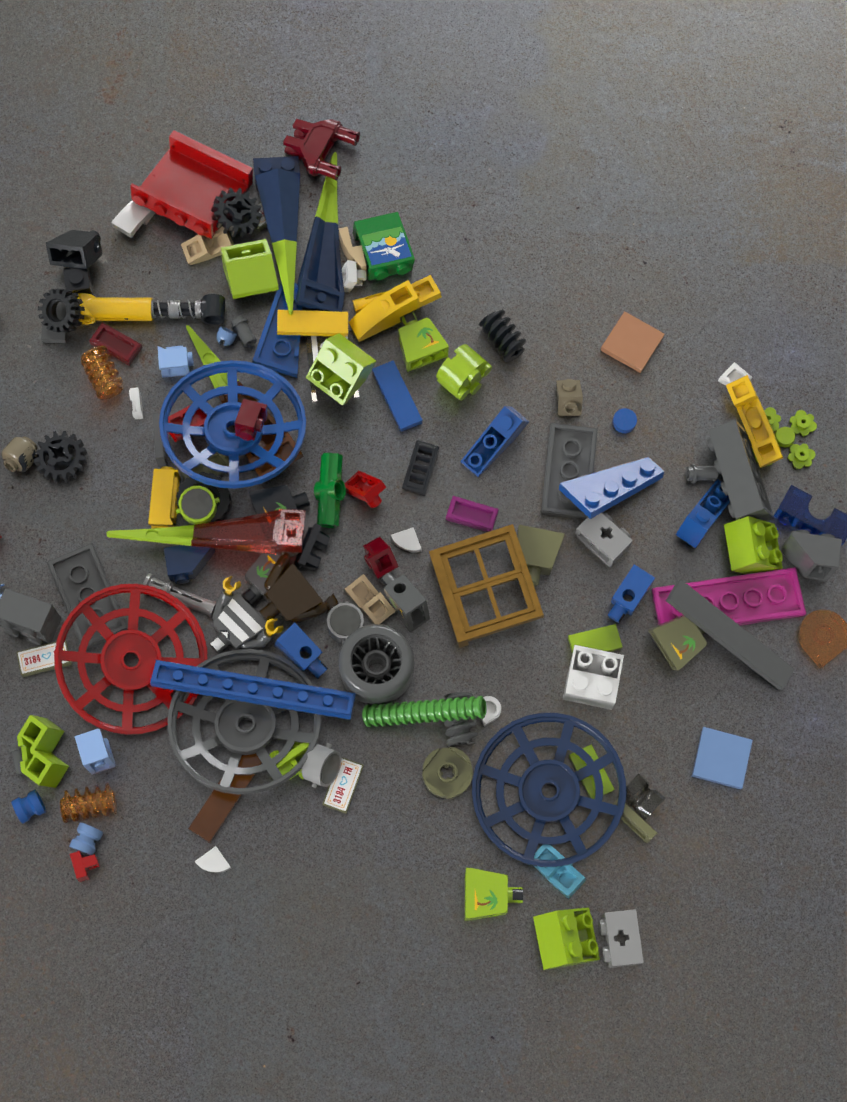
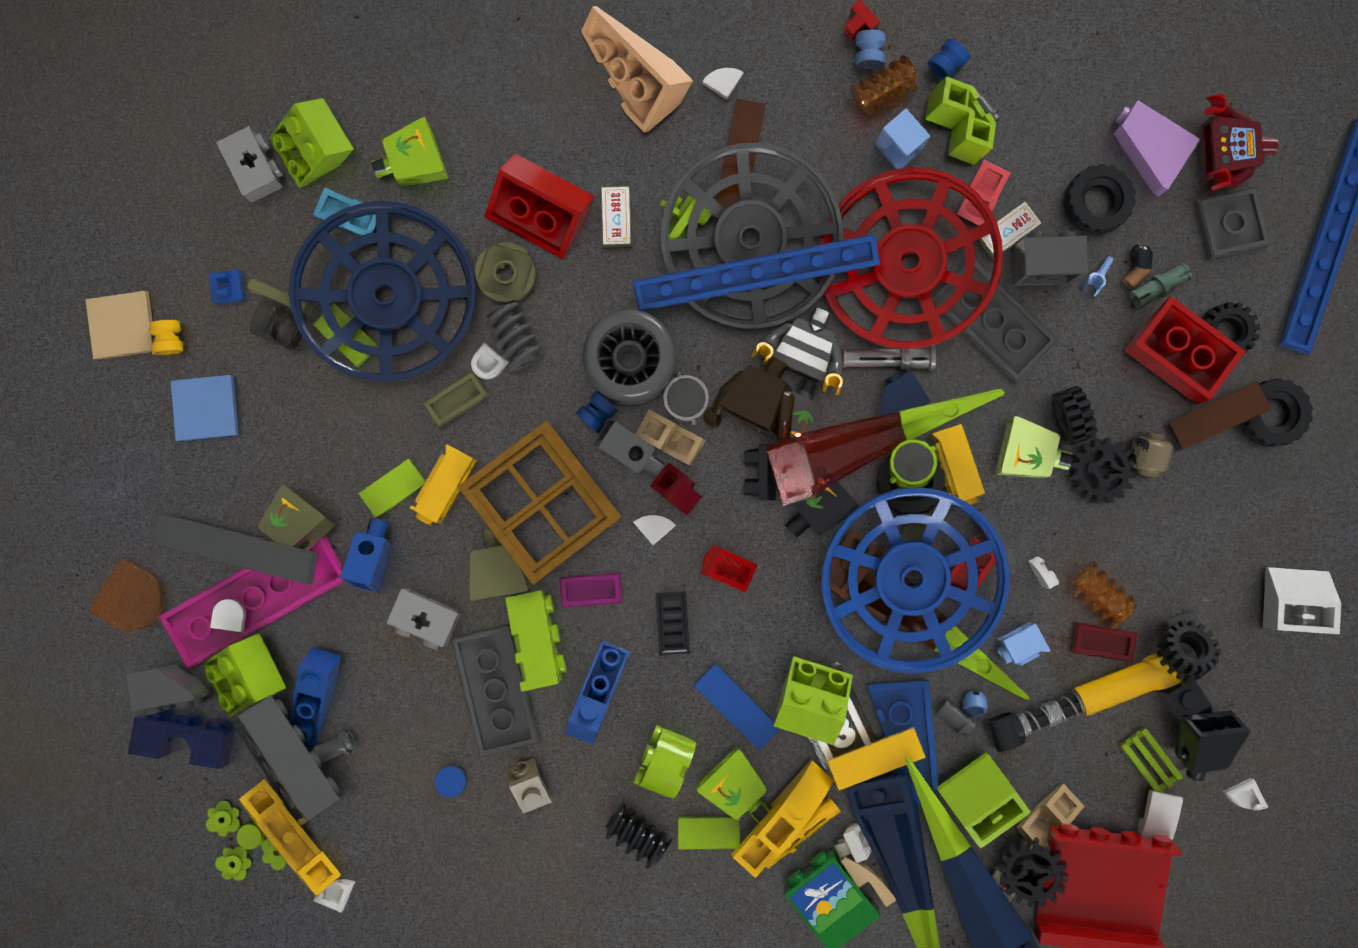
camera: 165 degrees right, 15 degrees up
(48, 695) = (988, 183): none -> coral slope
(62, 499) = (1074, 415): none -> black tyre
(66, 212) = (1246, 795): none -> white tile
(106, 489) = (1030, 451): none -> yellowish green torso
(116, 240) = (1166, 782): none -> lime tile
(250, 419) = (894, 586): dark red brick -> none
(276, 890) = (641, 73): none -> light nougat wedge
(295, 641) = (733, 347): blue torso -> none
(322, 765) = (645, 220): light grey piece -> none
(329, 490) = (767, 550): green piece -> none
(400, 815) = (538, 205): none -> red slope
(419, 637) = (596, 411): none -> blue wheel
(424, 711) = (549, 323): bright green piece -> none
(452, 321) = (708, 832): none -> lime tile
(522, 691) = (456, 399): none -> olive tile
(527, 487) = (535, 639): none -> lime wedge
(555, 627) = (441, 485): none -> yellow window
(593, 677) = (377, 440): white slope -> none
(609, 487) = (438, 681): wing -> none
(632, 342) = (476, 892): nougat tile -> none
(674, 848) = (226, 287): none -> blue tile
(736, 821) = (165, 337): none -> yellow wheel
(751, 591) = (229, 615): none -> white tile
(769, 849) = (120, 325): none -> tan tile

